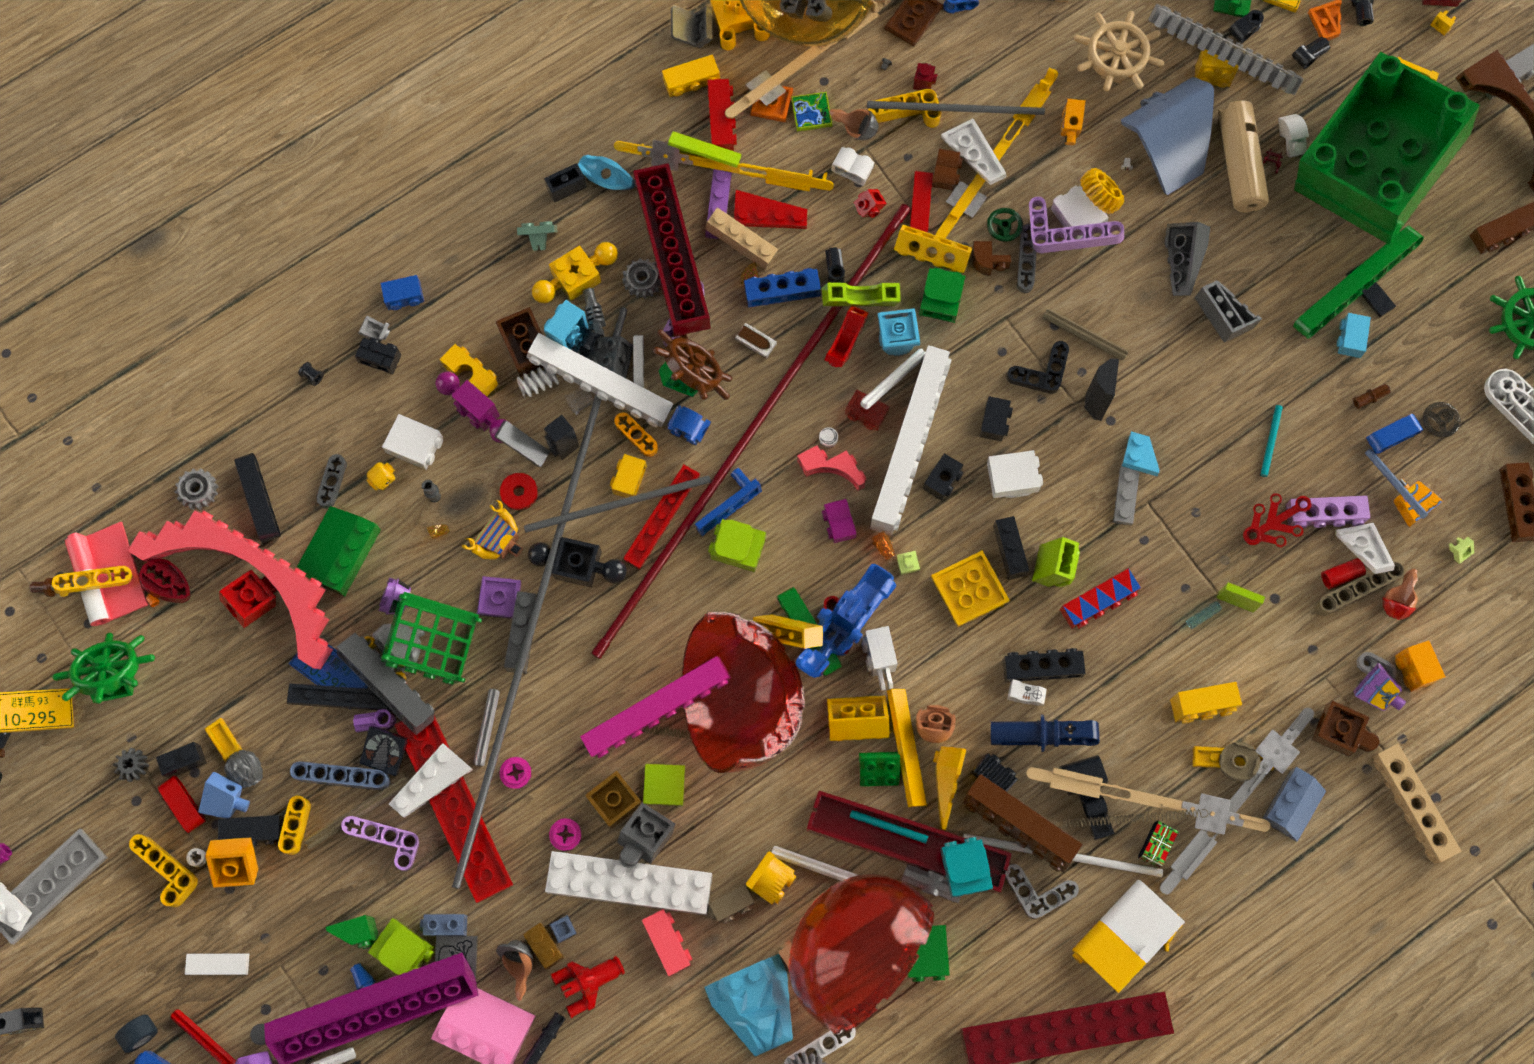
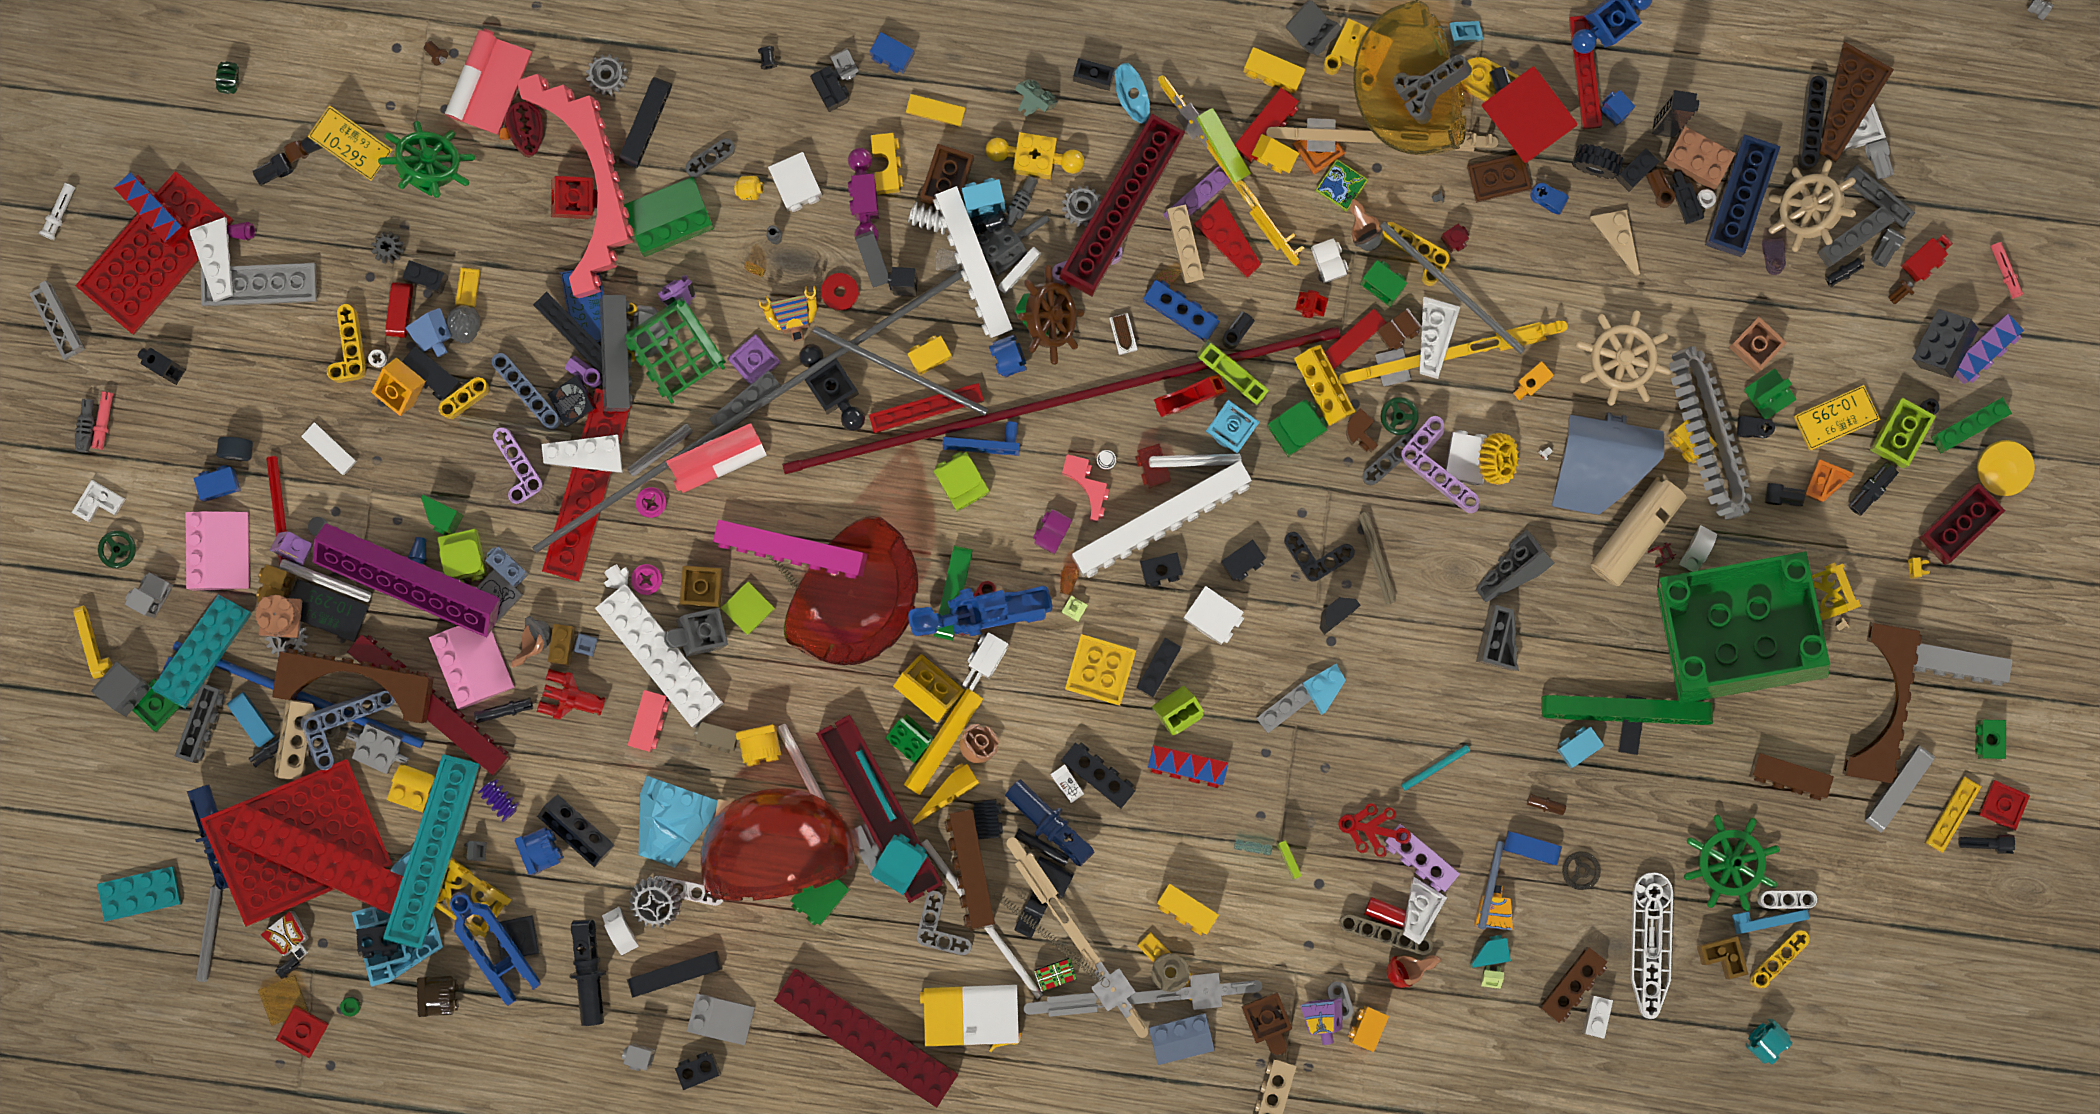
camera: 45 degrees right, 10 degrees up
(92, 582) = (471, 84): yellow beam -> none
(472, 305) = (935, 110): none -> yellow tile
(536, 691) = (716, 458): none -> coral door
(539, 853) = (616, 577): none -> white piece
(630, 421) = (970, 312): light orange beam -> none
(746, 125) = (1275, 153): none -> yellow brick
(792, 631) = (933, 581): yellow brick -> none
(906, 145) = (1384, 282): none -> green brick
(1046, 760) = (1041, 846): none -> black pin
(1443, 532) = (1492, 952): none -> teal slope

